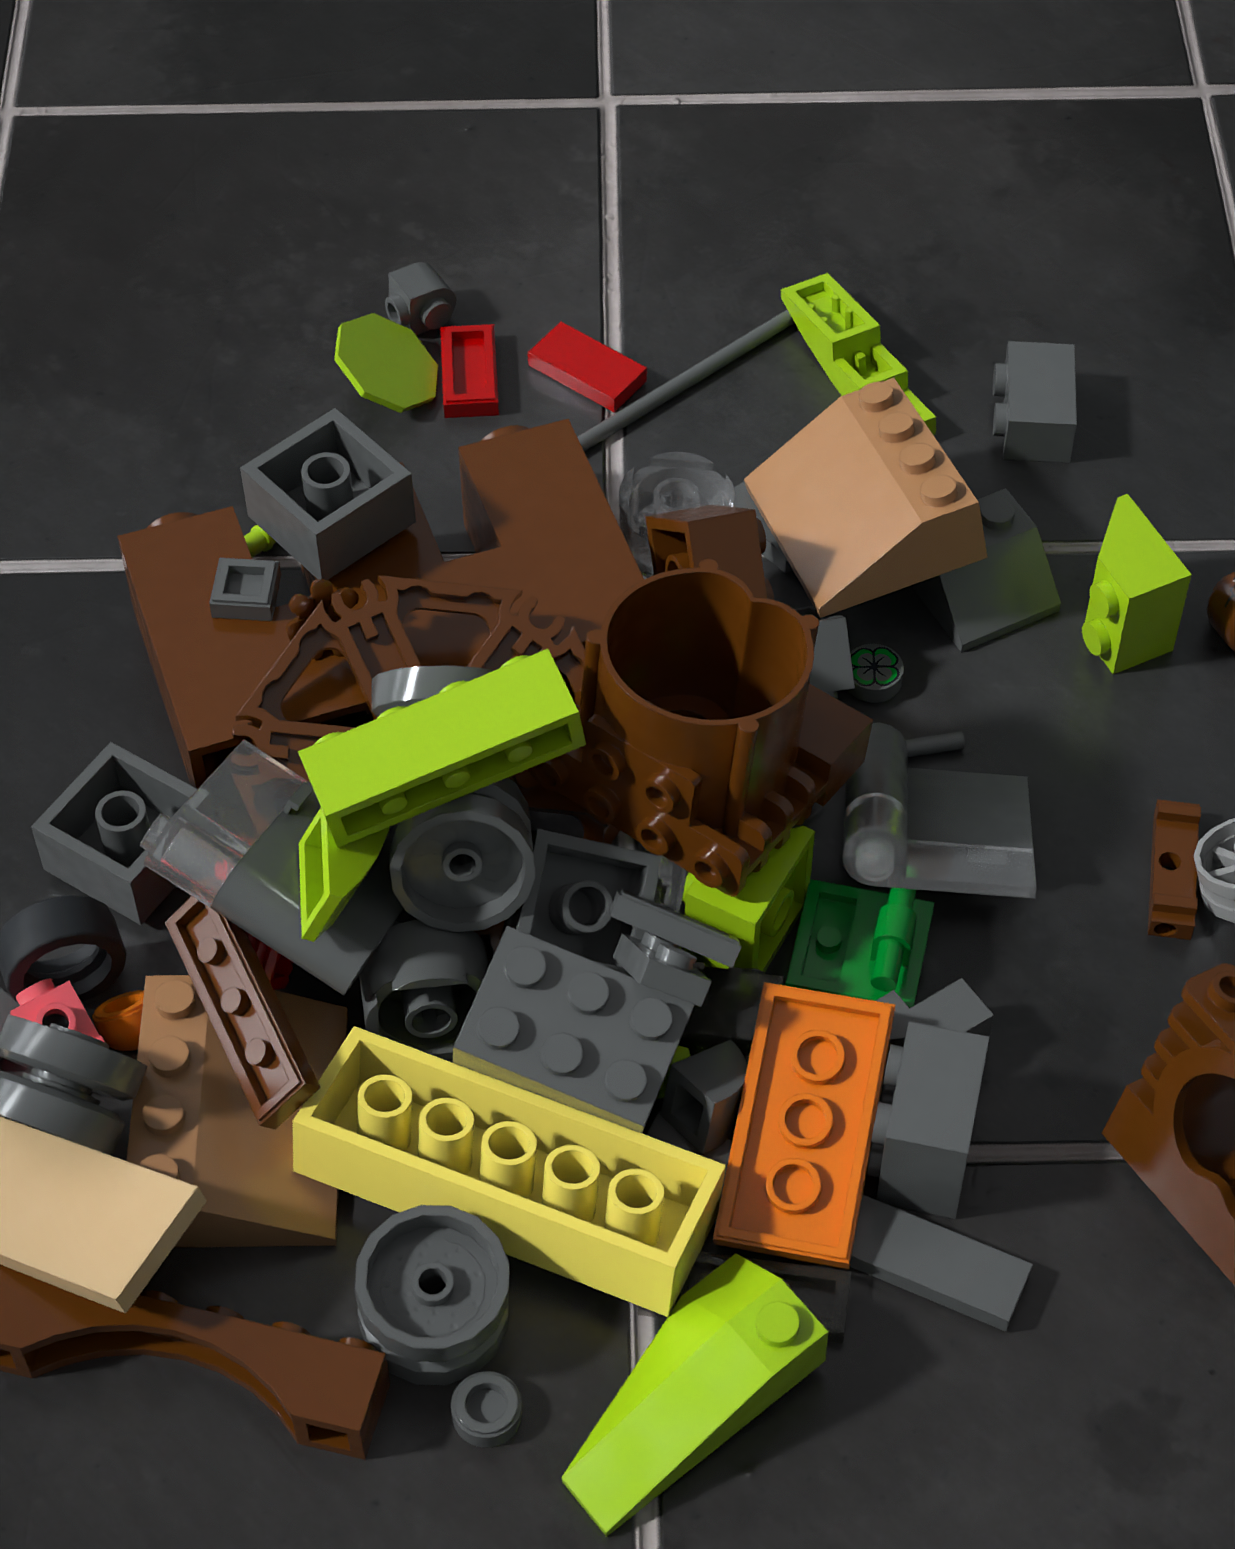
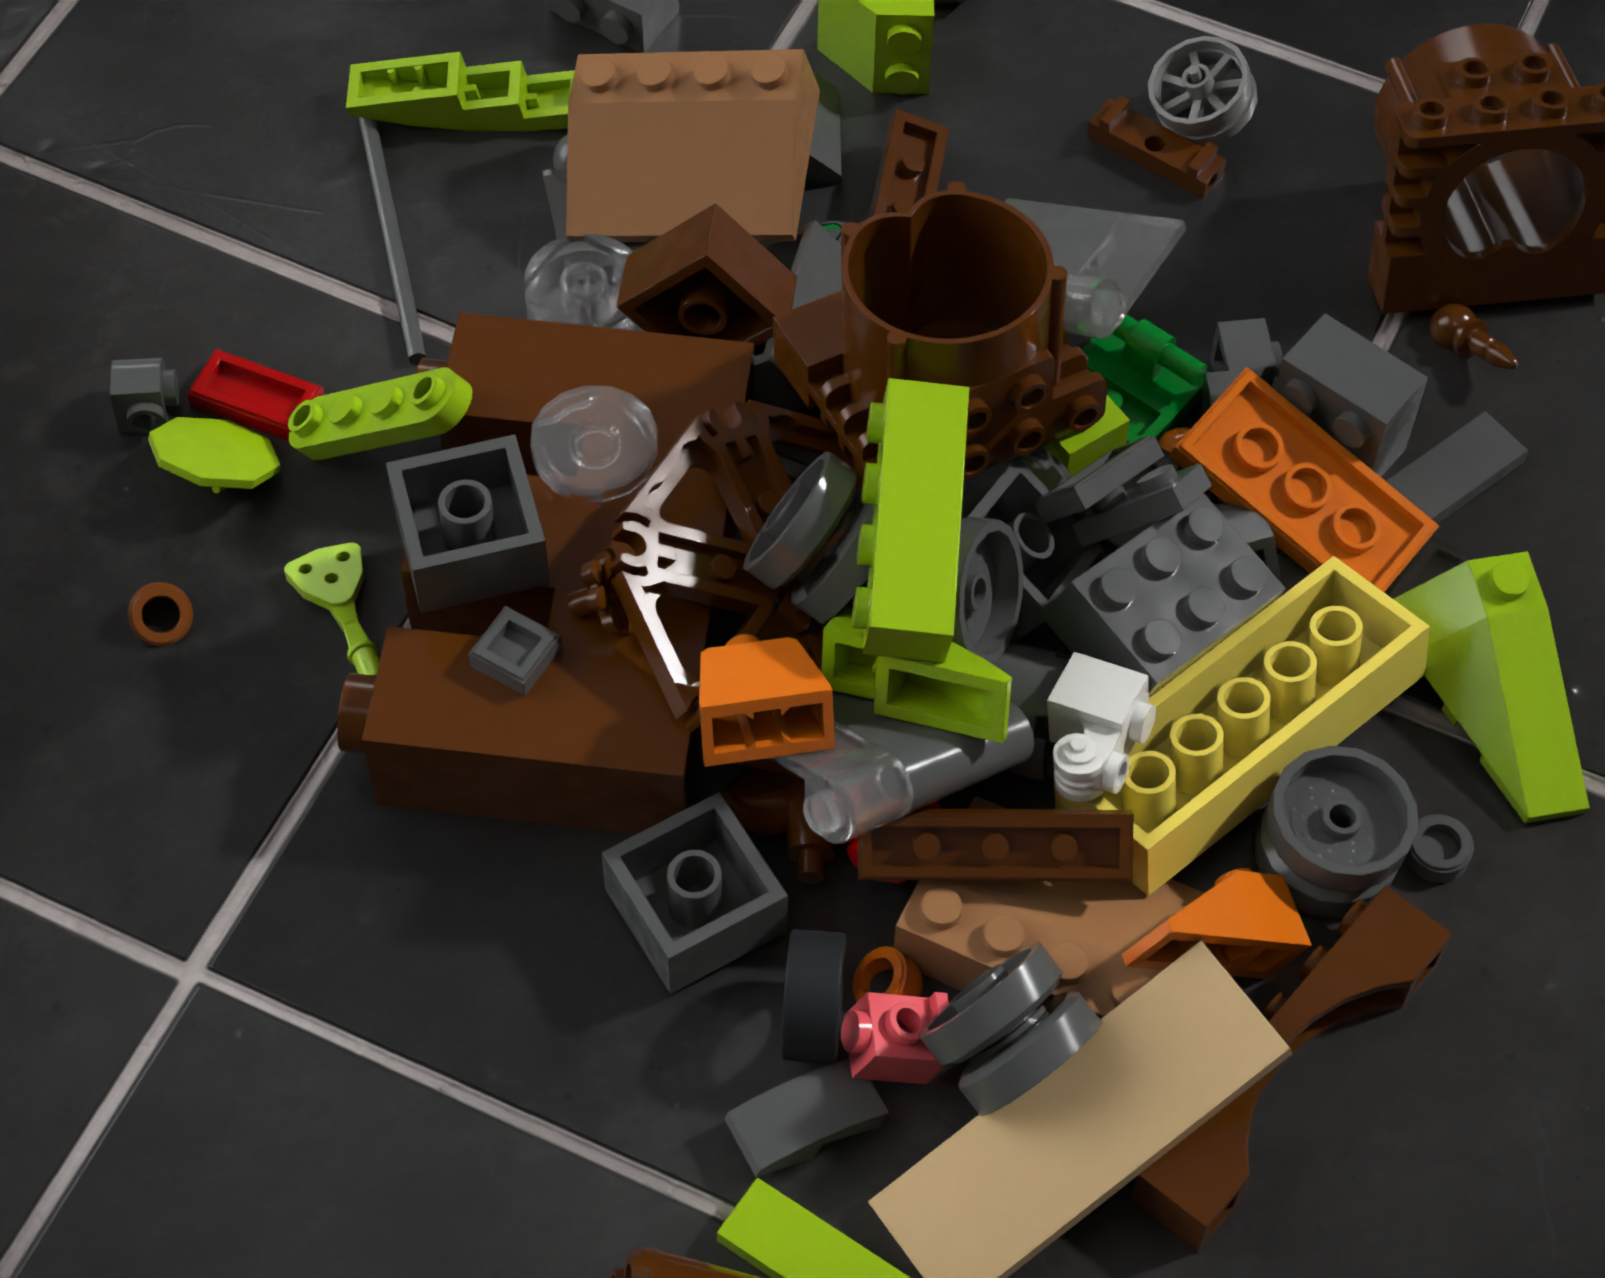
camera: 65 degrees left, 5 degrees up
(228, 389) = (154, 591): none -> dark orange piece
(241, 741) = (762, 701): none -> orange torso
(278, 1239) = (1241, 920): none -> orange slope
(404, 1036) = (1095, 722): none -> white brick
(454, 424) = (379, 414): none -> lime plate
(481, 546) = (594, 443): none -> clear tile
(587, 366) = (321, 300): red tile -> none
(970, 691) = (908, 163): none -> reddish brown plate
(1128, 1212) = (1459, 330): none -> reddish brown bar

